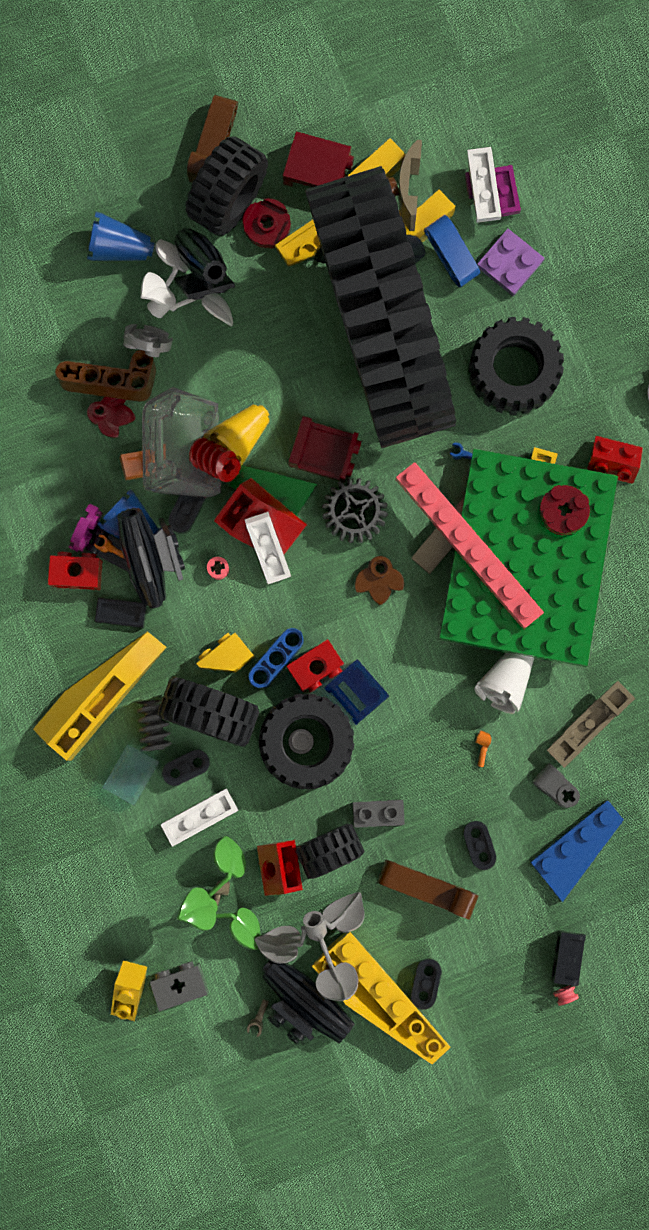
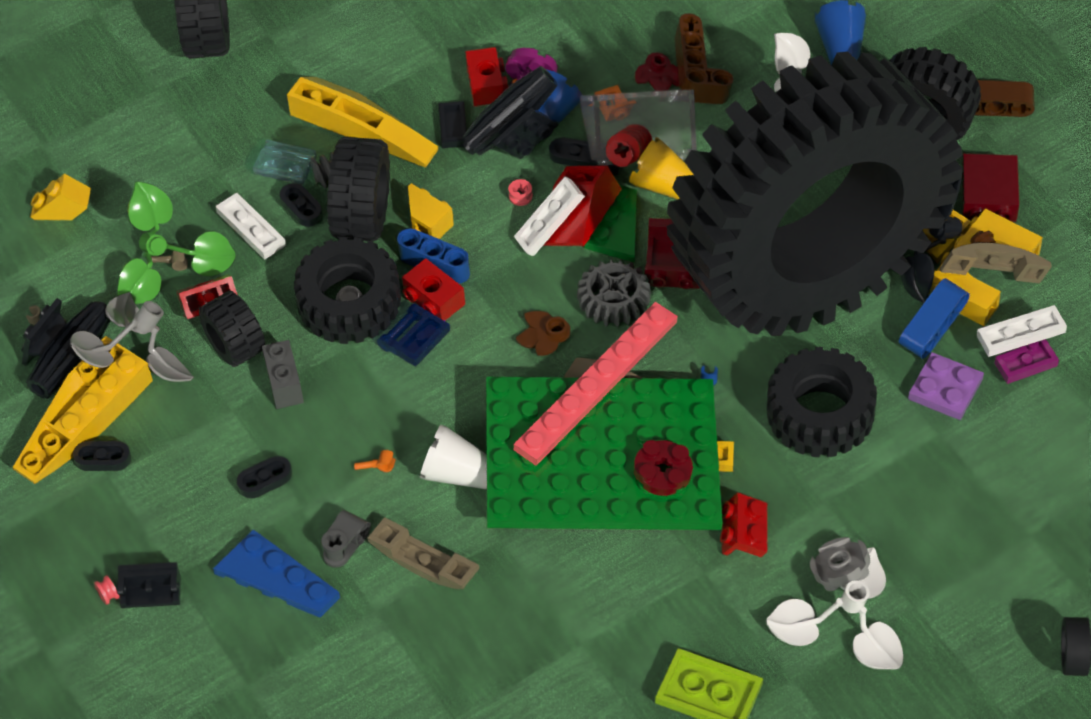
camera: 80 degrees right, 30 degrees down
(149, 339) = (742, 77): light grey plate -> none
(168, 996) = (70, 241): dark grey brick -> none
(428, 889) = (200, 456): reddish brown beam -> none

